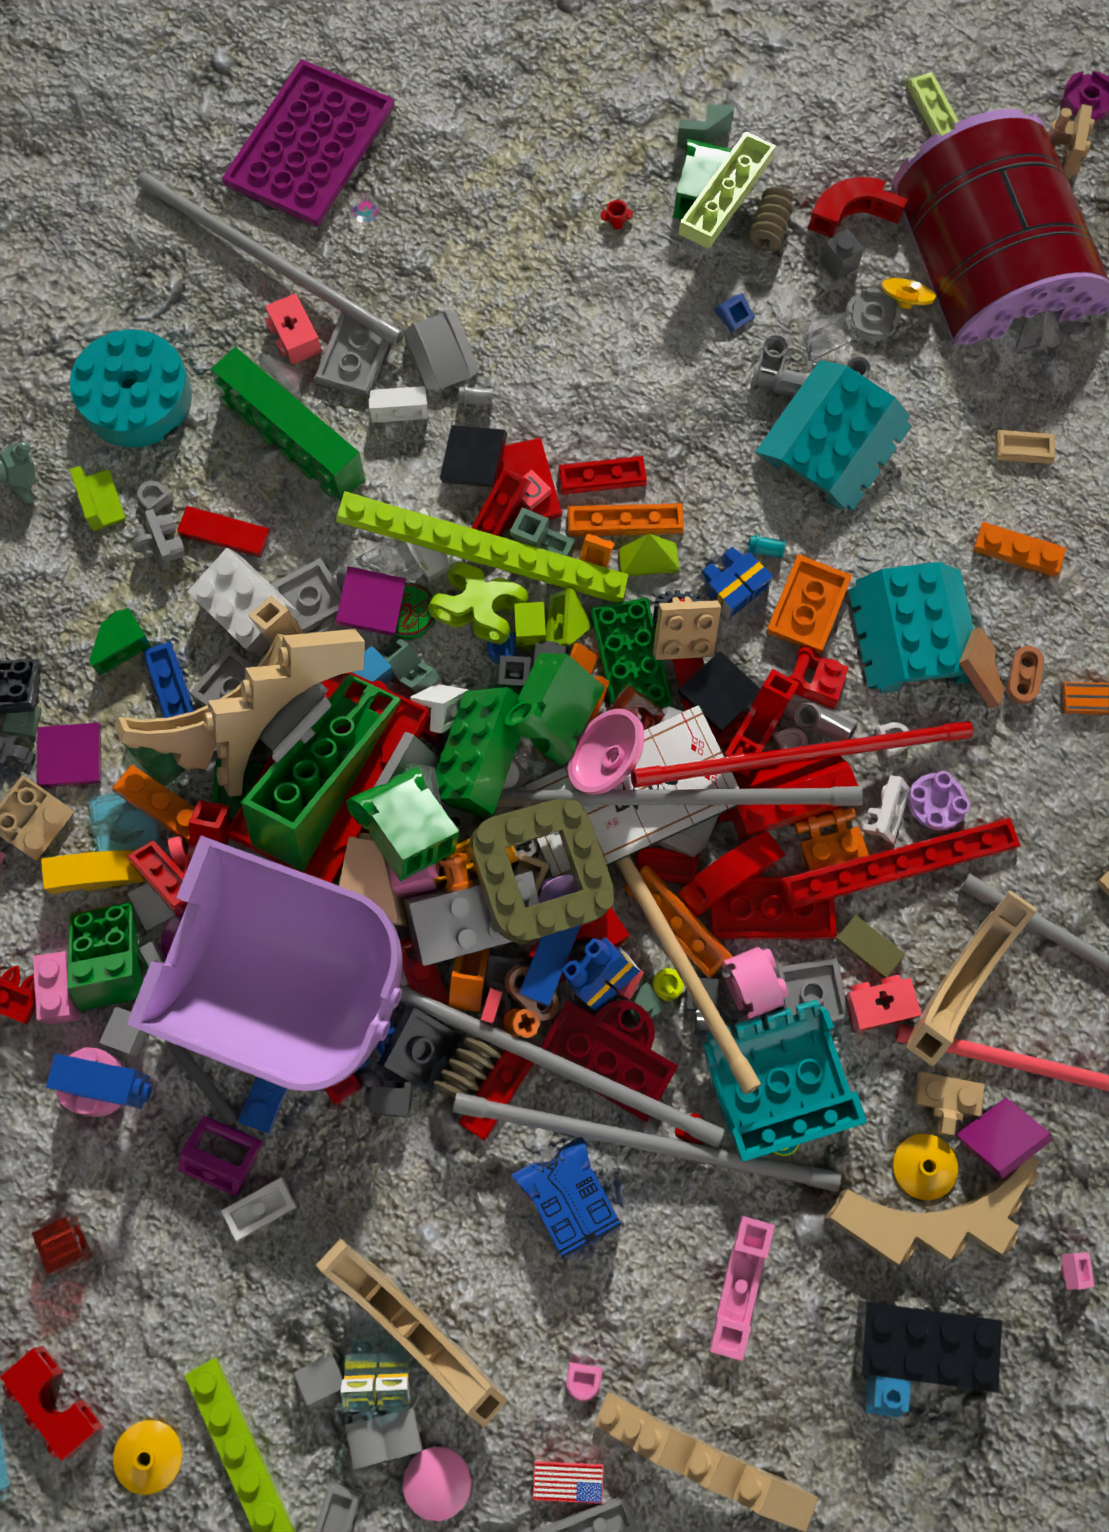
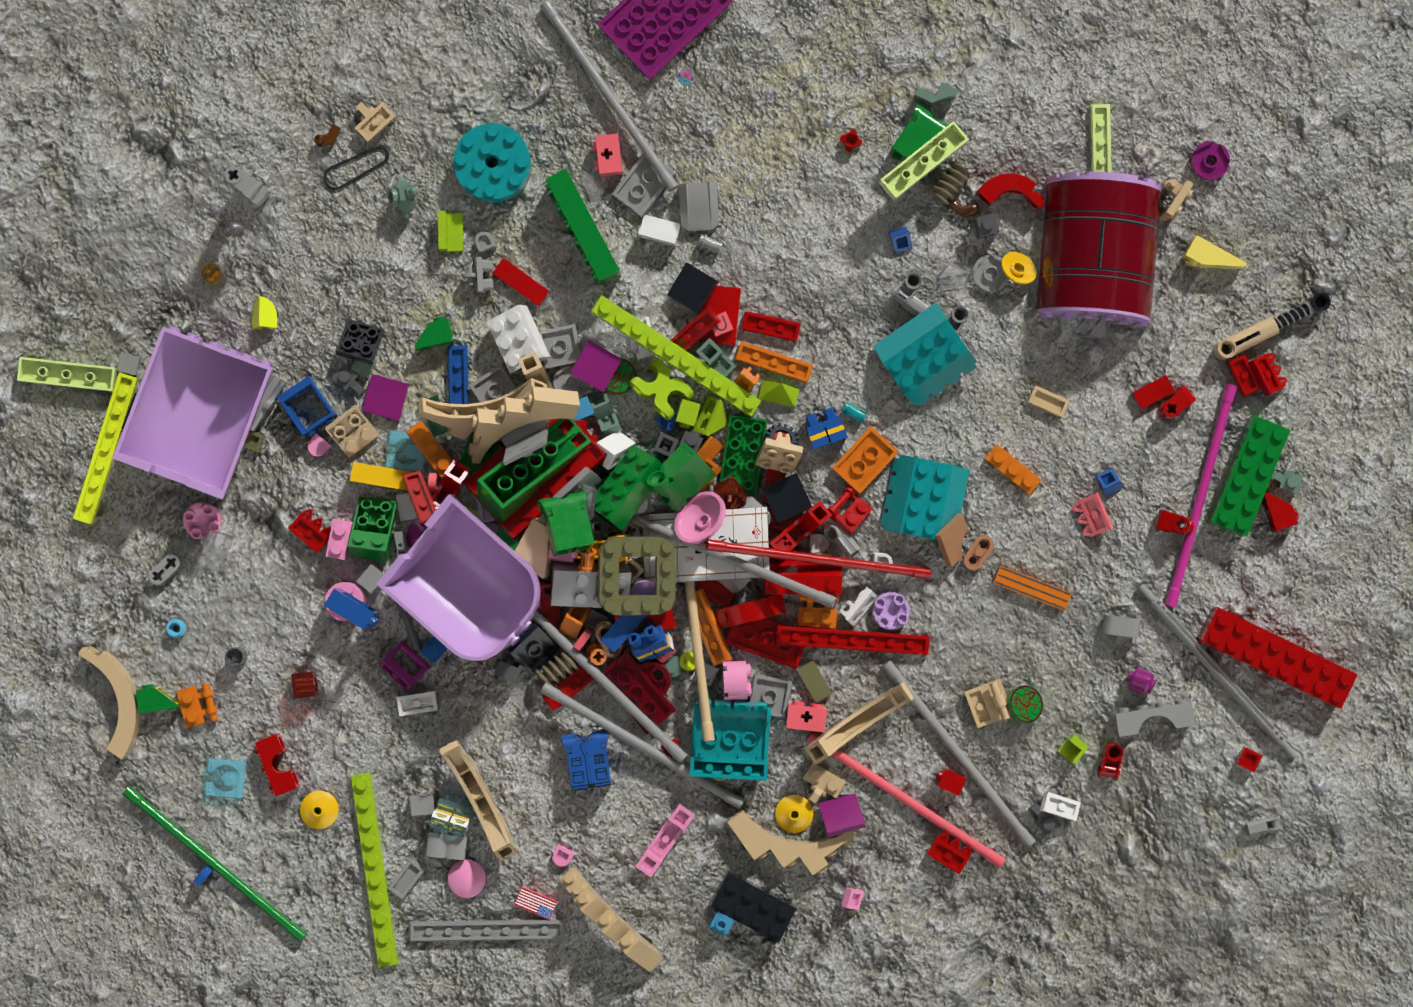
camera: 20 degrees right, 15 degrees up
(805, 249) = (965, 211): none -> reddish brown arm

